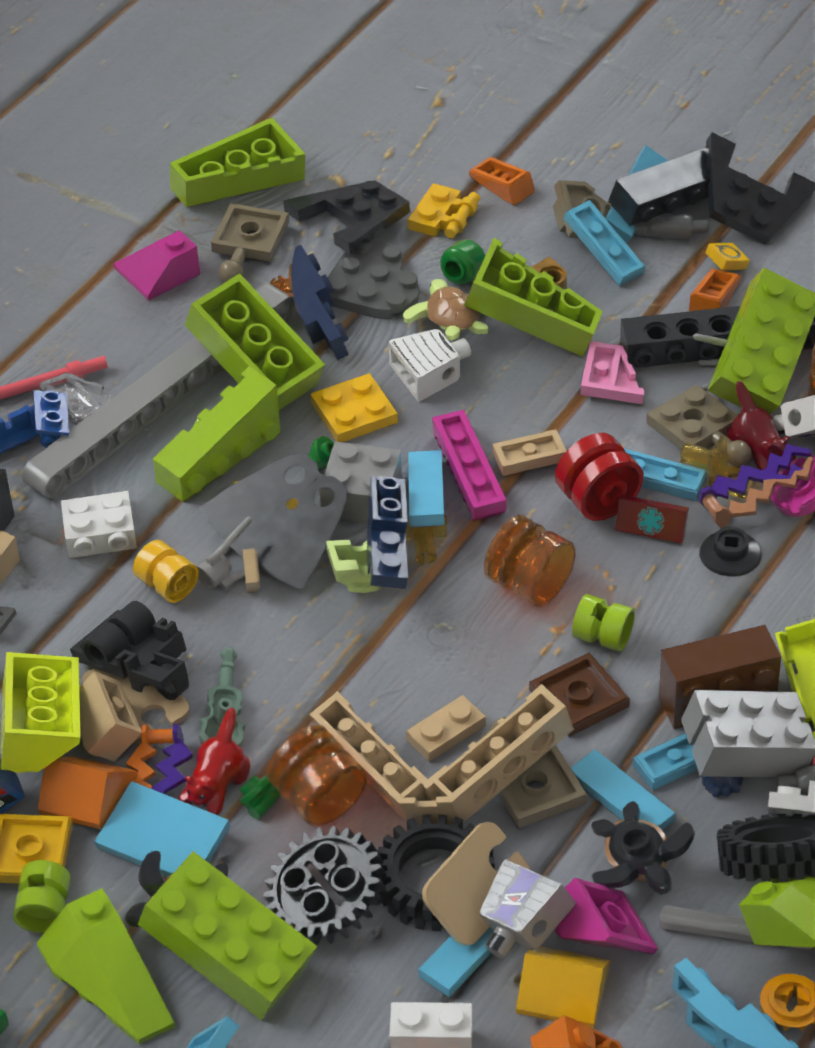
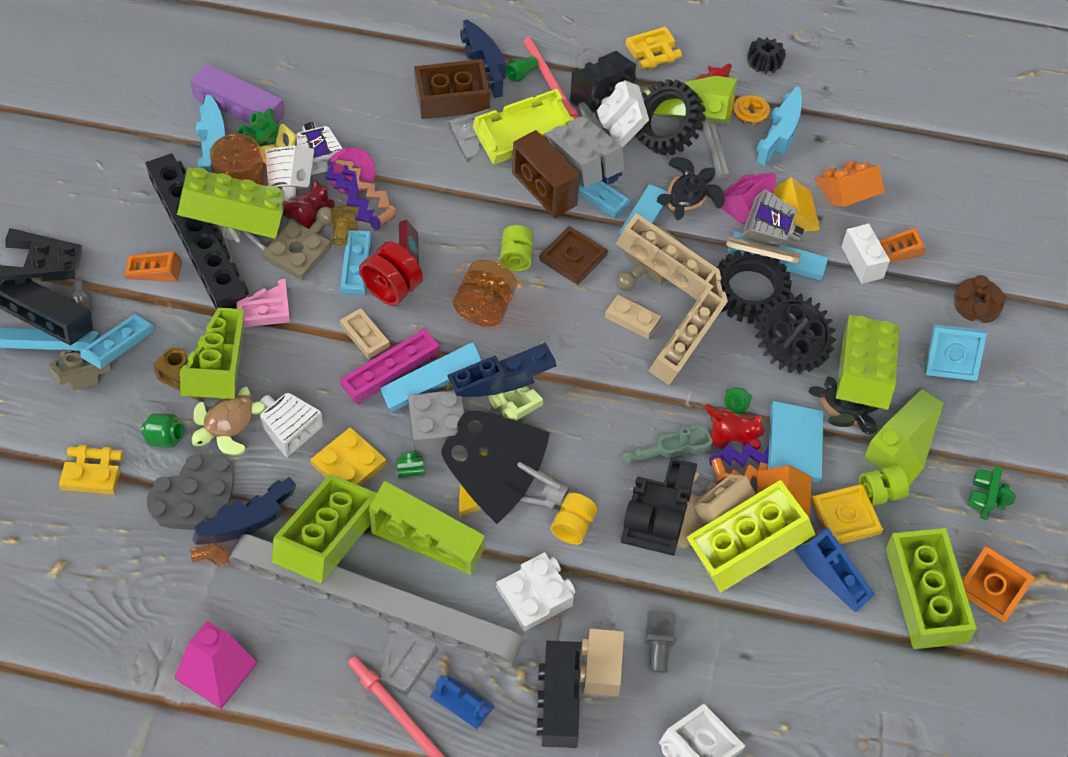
camera: 115 degrees left, 10 degrees up
(50, 415) = (445, 659): blue hinge -> none
(234, 240) = (171, 615): dark tan plate -> none
(238, 165) = (70, 638): lime wedge -> none
(251, 570) = (552, 462): tan tile -> none
(316, 775) = (722, 356): clear orange wheel -> none
(361, 206) = (103, 525): black wing -> none
(506, 181) = (36, 427): orange slope -> none
(727, 256) = (110, 265): yellow tile -> none
(730, 552) = (415, 207): black piece -> none

